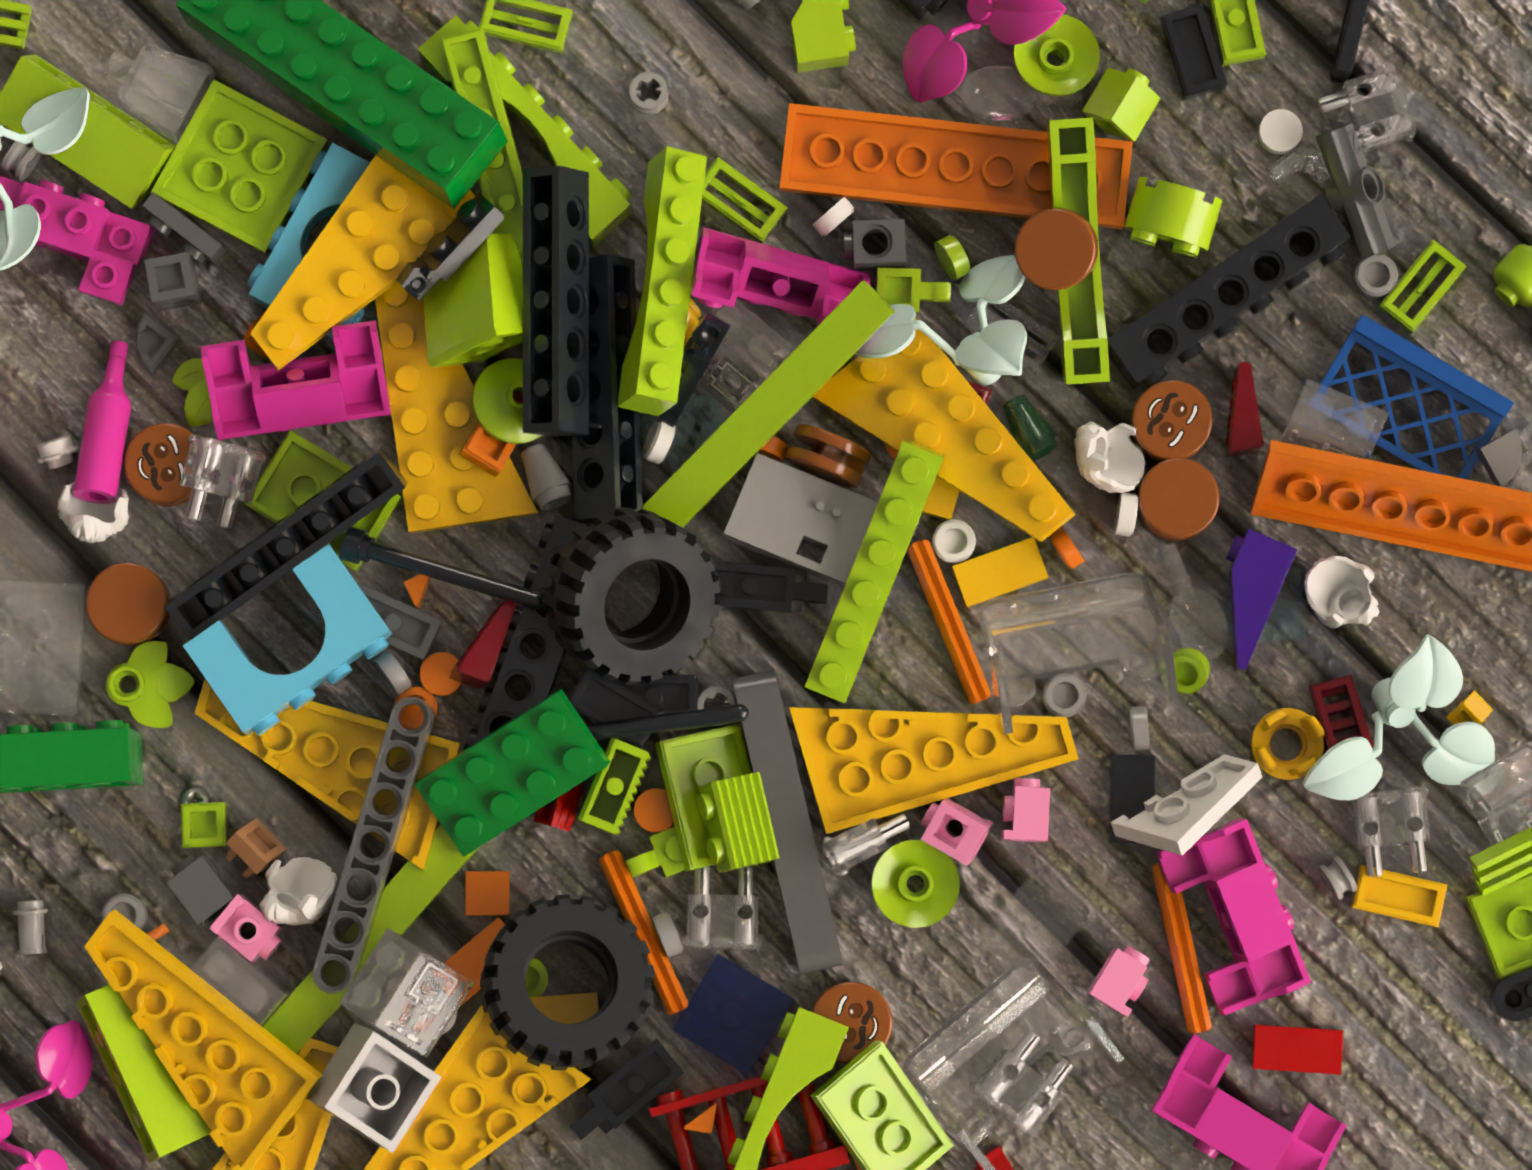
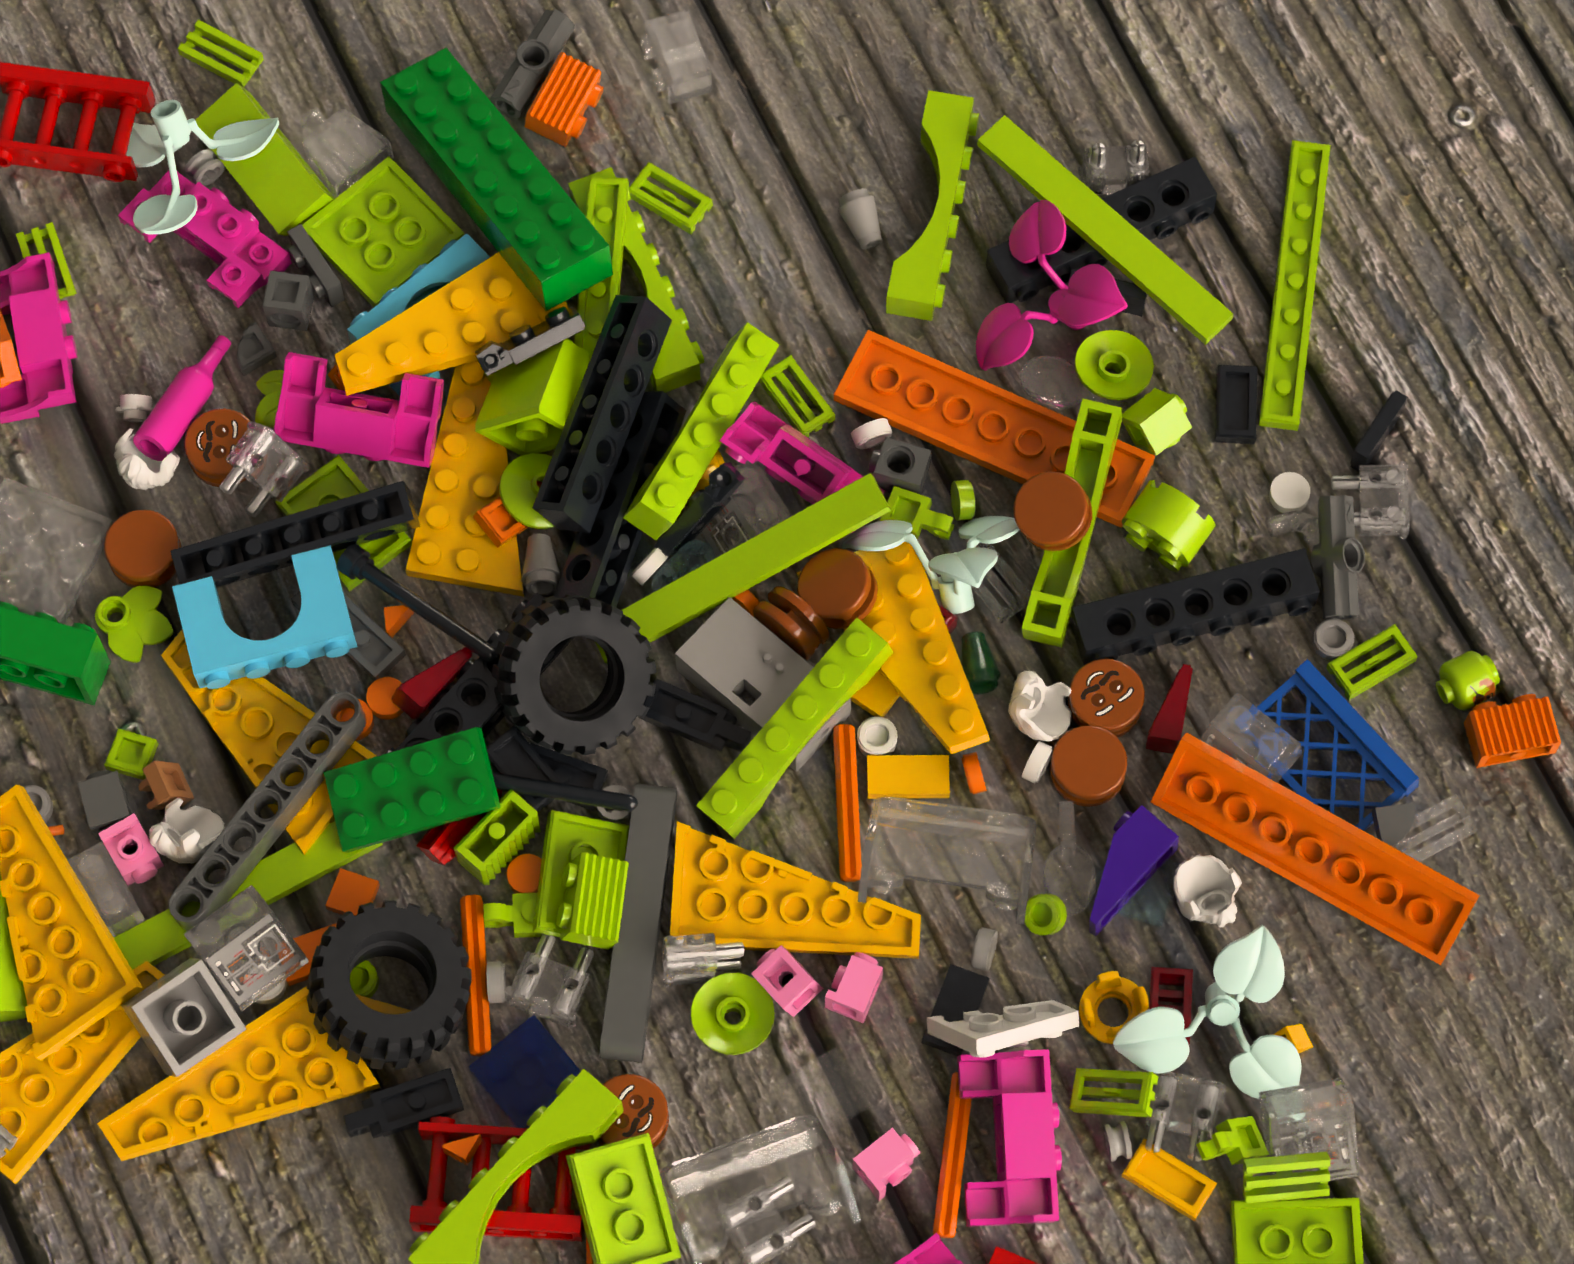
camera: 25 degrees right, 15 degrees down
(392, 673) = (344, 677): light grey tile -> none
(650, 106) = (748, 296): light grey bush -> none
(863, 404) = (838, 587): none -> dark orange head
(1064, 695) = (928, 900): light grey tile -> none
(1353, 826) = (1144, 1095): none -> lime tile
(1456, 837) = (1235, 1138): none -> lime plate

